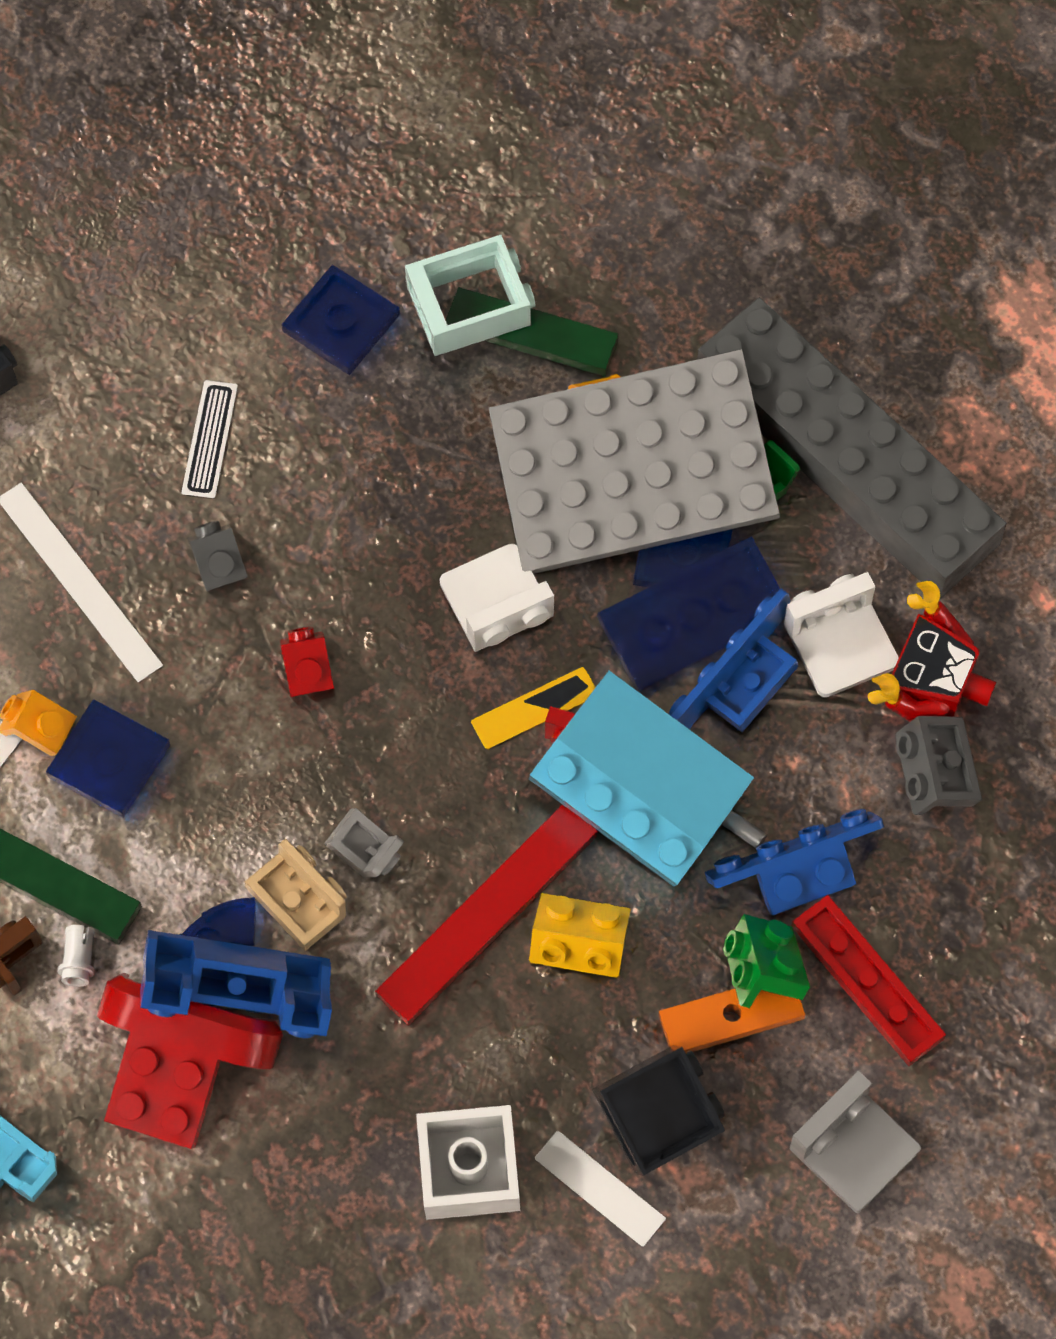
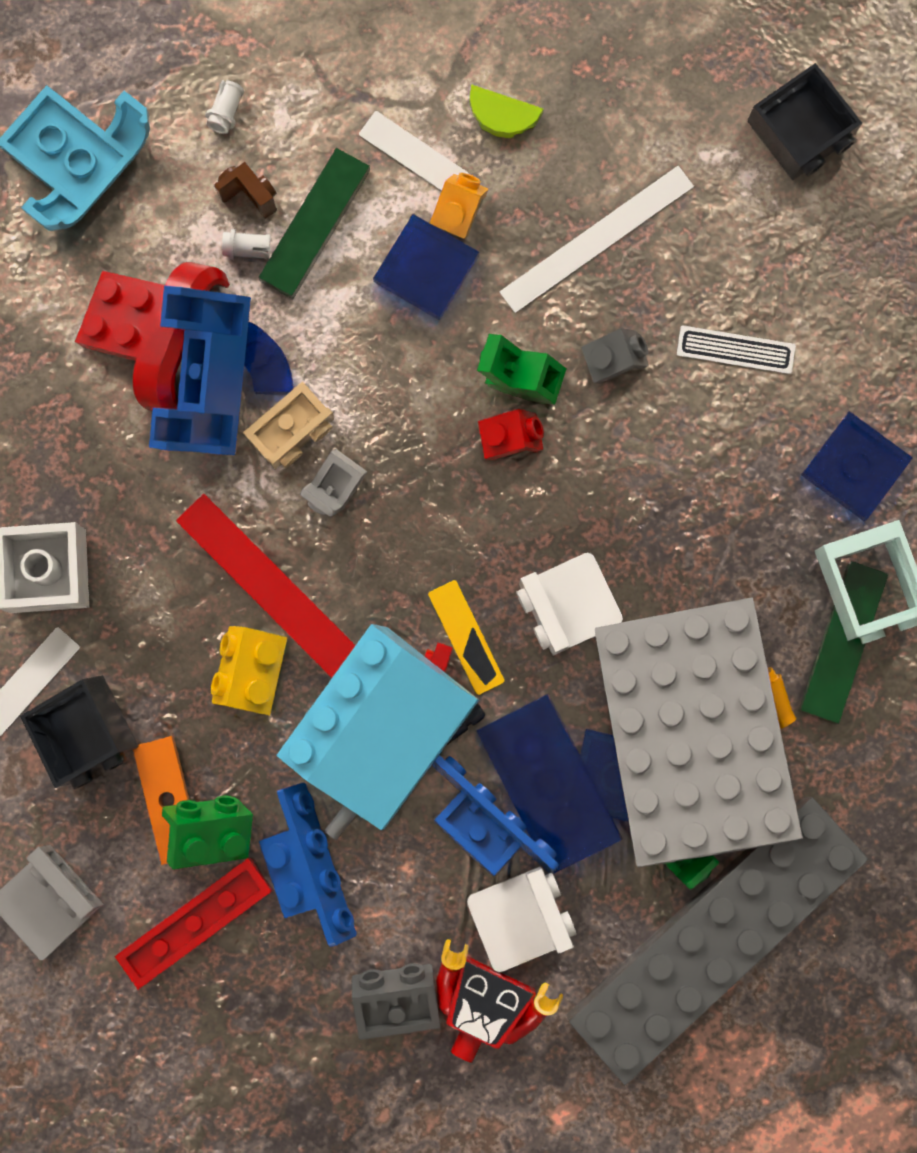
camera: 90 degrees right, 15 degrees up
(236, 647) = (520, 372): none -> green brick

